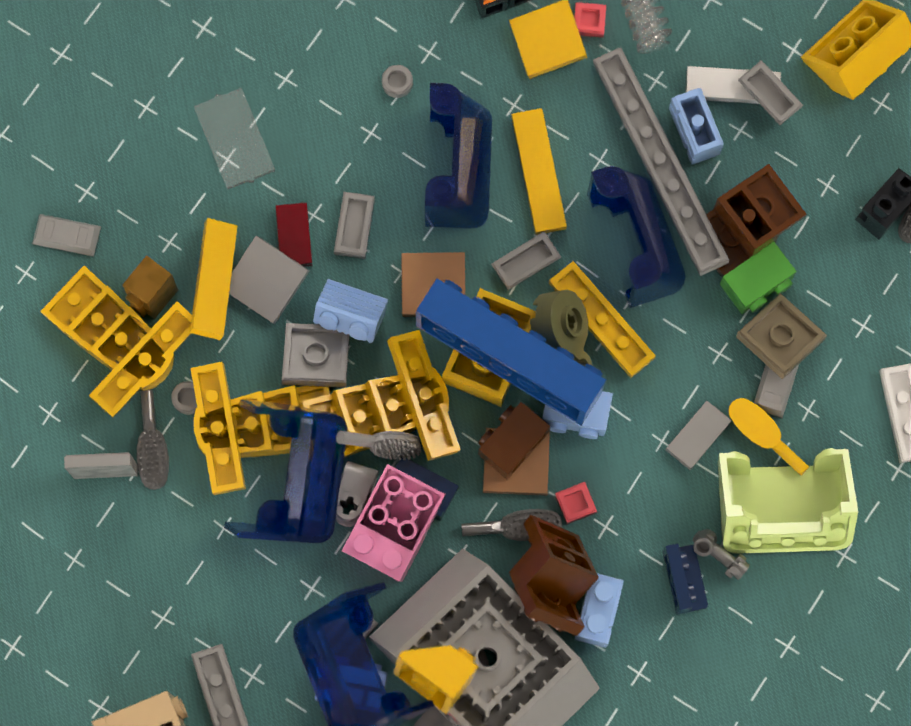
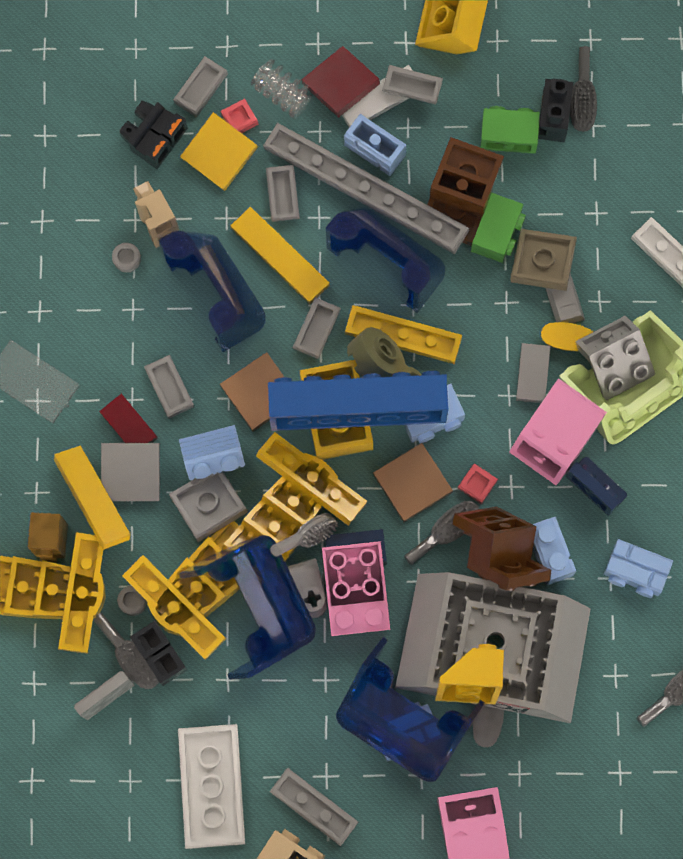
camera: 30 degrees left, 0 degrees up
(142, 614) = (211, 786): none -> white tile
(177, 462) = (158, 653): none -> black hips
(449, 55) = (154, 212): none -> tan hips
(513, 439) = (402, 467): reddish brown brick -> none
(580, 115) = (282, 193): none -> light grey tile
(669, 681) = (637, 568): none -> light blue brick
(679, 504) = (557, 432): none -> bright pink slope
(706, 46) = (340, 81): none -> dark red tile
(706, 544) = (596, 450): flat silver bar -> none
(785, 472) = (617, 357): none -> light grey bracket
(833, 194) = (510, 130): none -> bright green brick

